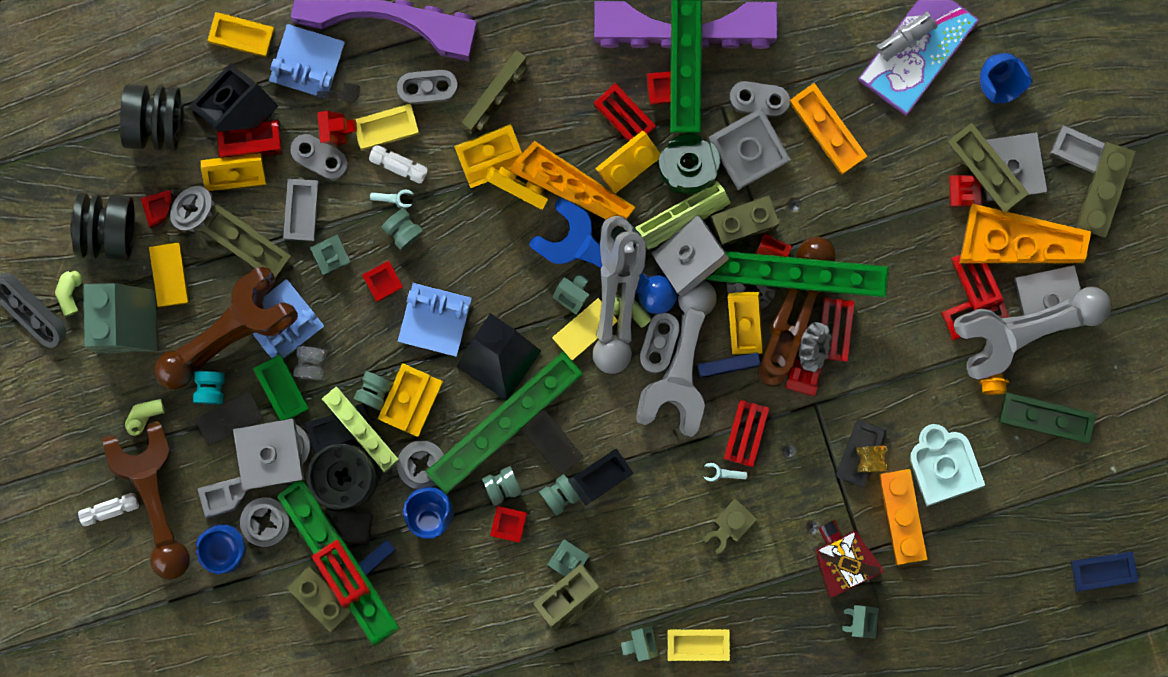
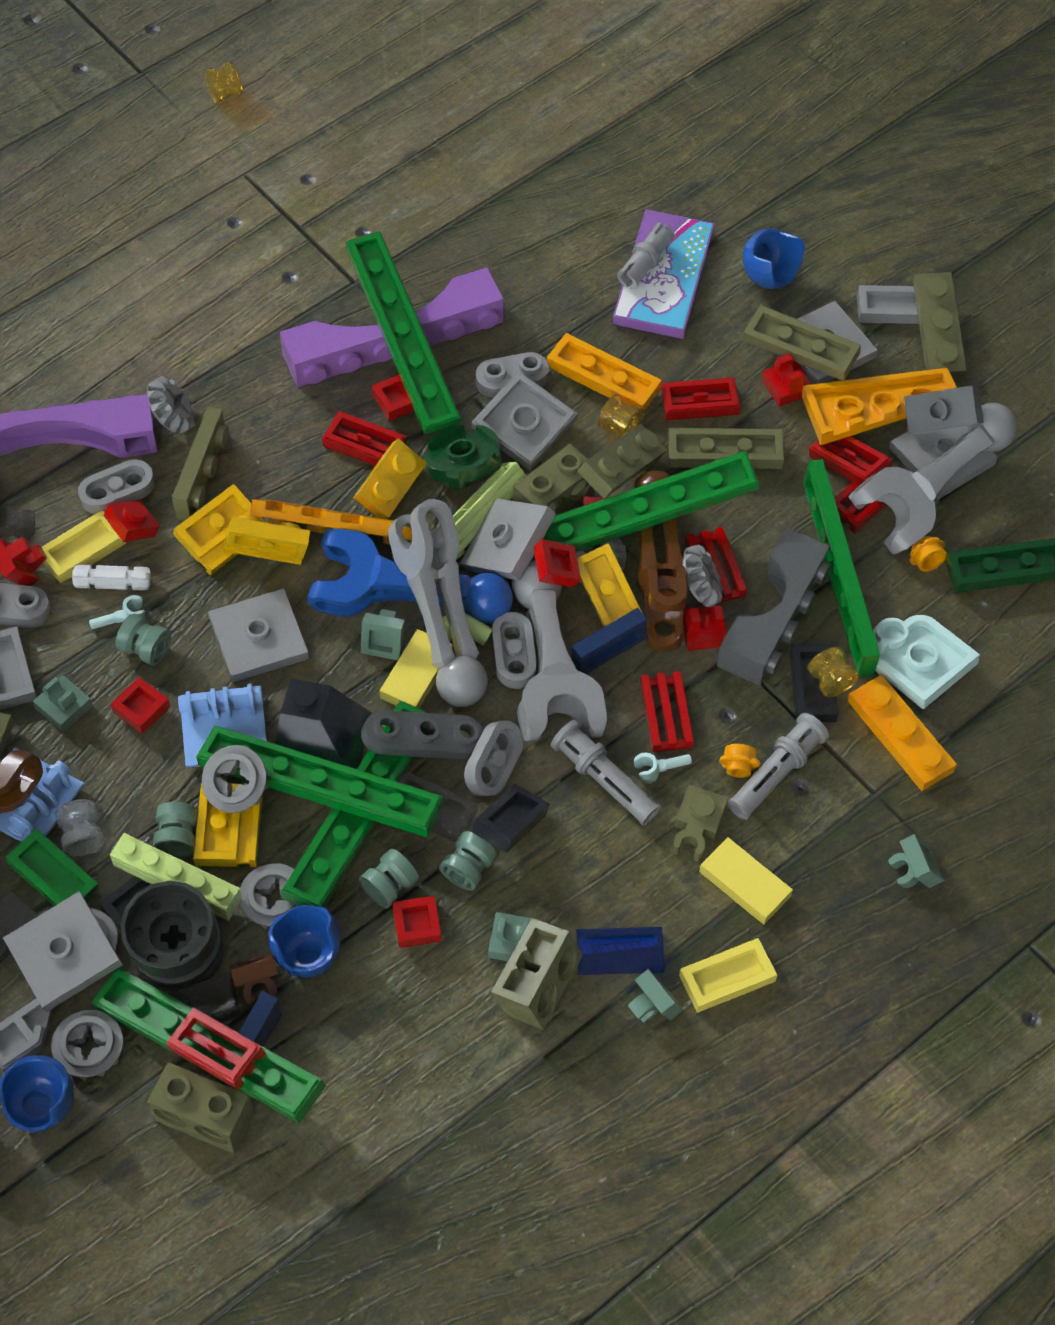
camera: 20 degrees left, 25 degrees down
(387, 517) = (254, 971): none -> reddish brown tile
(411, 377) = (226, 762): none -> light grey gear
(428, 122) = (131, 520): none -> red plate
(482, 397) = (334, 784): none -> green tile
(483, 32) = (170, 405): none -> light grey gear
(485, 254) = (258, 635): none -> light grey plate
(555, 384) = (408, 739): none -> dark grey plate
(609, 424) = (492, 764): none -> light grey plate
(635, 598) = (620, 950): none -> clear blue tile
(676, 453) = (592, 761): none -> light grey pin
(713, 298) = (556, 563): none -> red plate
(741, 583) = (745, 880): none -> light yellow tile
(778, 494) = (740, 760): none -> light orange plate
(802, 222) = (622, 460): none -> olive plate
(815, 502) = (790, 753): none -> light grey pin
(822, 176) = (619, 416): none -> clear yellow wheel
(844, 560) = (859, 801): torso -> none
(888, 234) = (704, 445): none -> olive plate
(889, 359) = (755, 641): none -> dark grey arch
(893, 179) = (700, 404): none -> red tile
(923, 371) = (842, 570): none -> green tile
(1059, 280) = (943, 409): none -> dark grey plate

